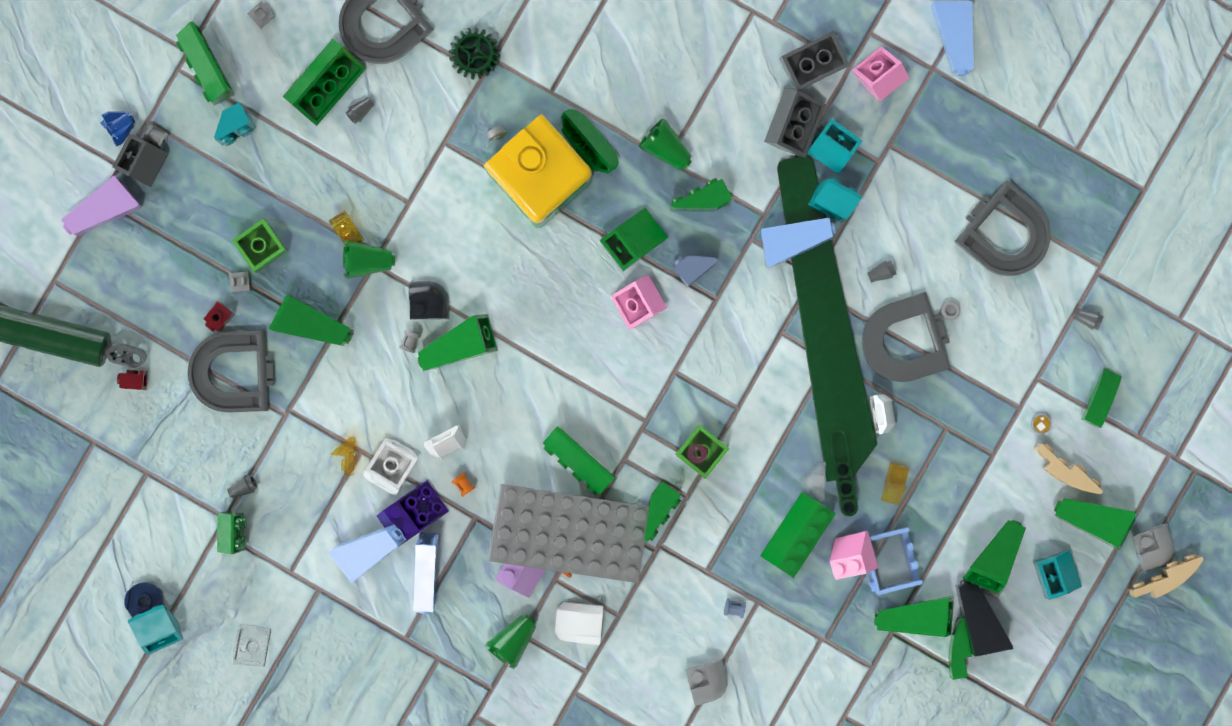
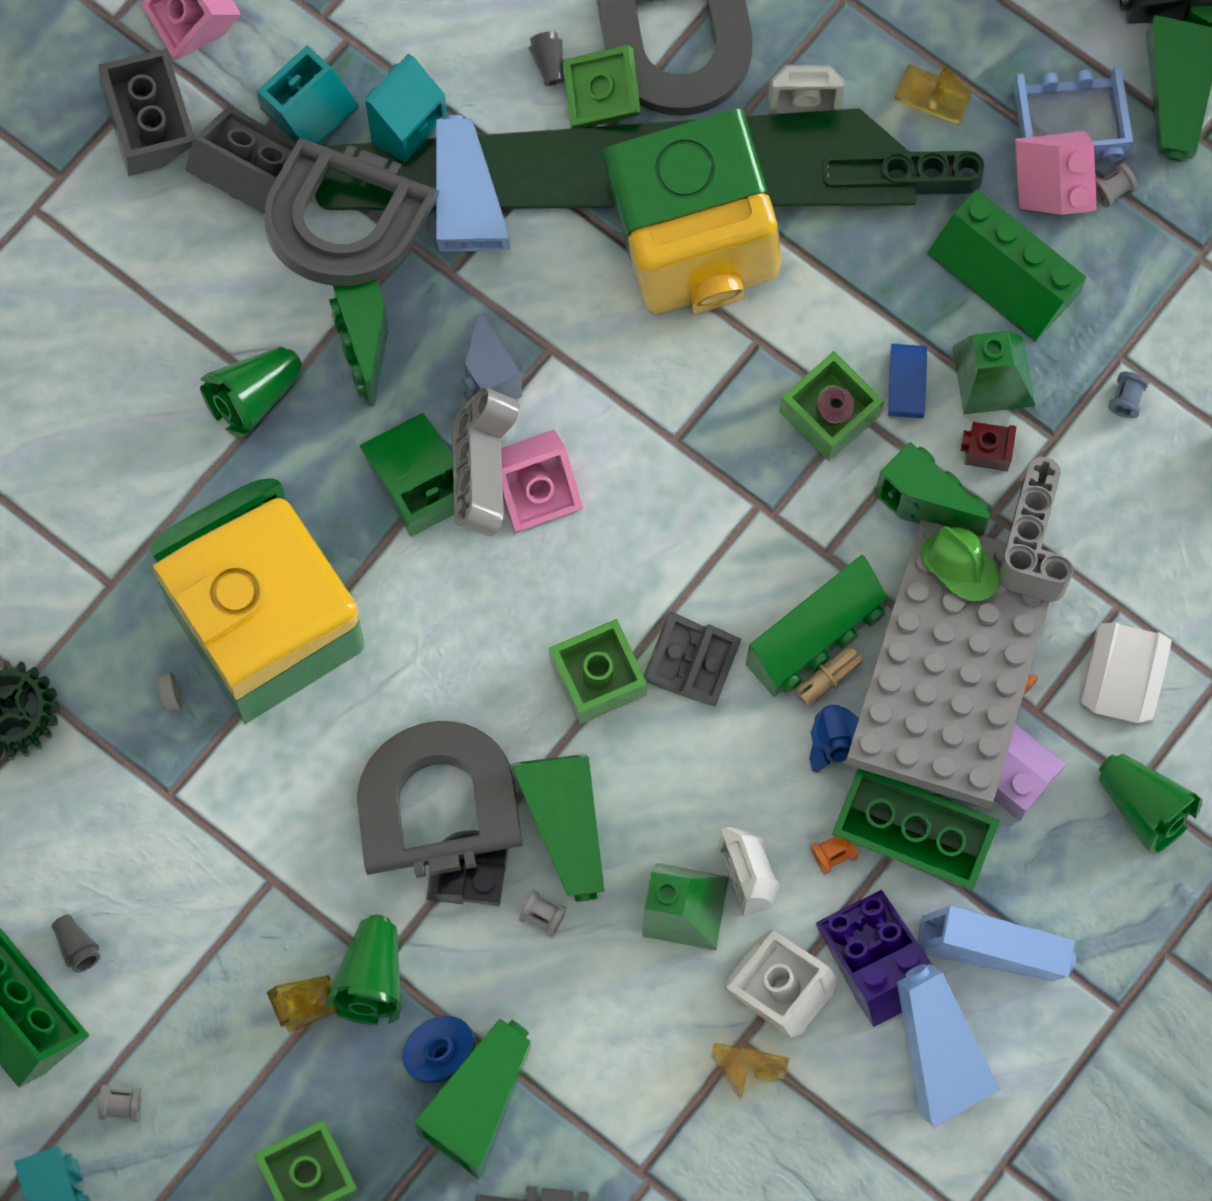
camera: 80 degrees left, 15 degrees down
(283, 147) = (119, 1103): none -> light grey bush
(332, 293) = (438, 1049): none -> blue dish
(423, 412) = (684, 906): none -> green slope
(450, 251) = (404, 756): none -> dark grey piece
(475, 524) = (916, 828): none -> green slope
(523, 475) = (831, 736): none -> blue brick
(538, 350) = (598, 671): none -> bright green brick
(555, 397) = (691, 659): none -> dark grey slope
(556, 469) = (828, 676): none -> tan axle
(622, 530) = (961, 564): none -> bright green piece
(635, 271) = (479, 460): none -> light grey beam
(650, 566) = (1027, 554): none -> light grey beam
(691, 545) = (992, 457): none -> dark red brick
(725, 490) = (907, 381): none -> blue slope
(736, 535) = (993, 372): none -> green slope
(754, 205) = (351, 262): none -> dark grey piece
(790, 363) = (694, 213): none -> piece
(815, 480) = (911, 215): clear slope -> none
(854, 588) = (1115, 185): none -> light grey bush
(867, 303) = (601, 87): none -> bright green plate

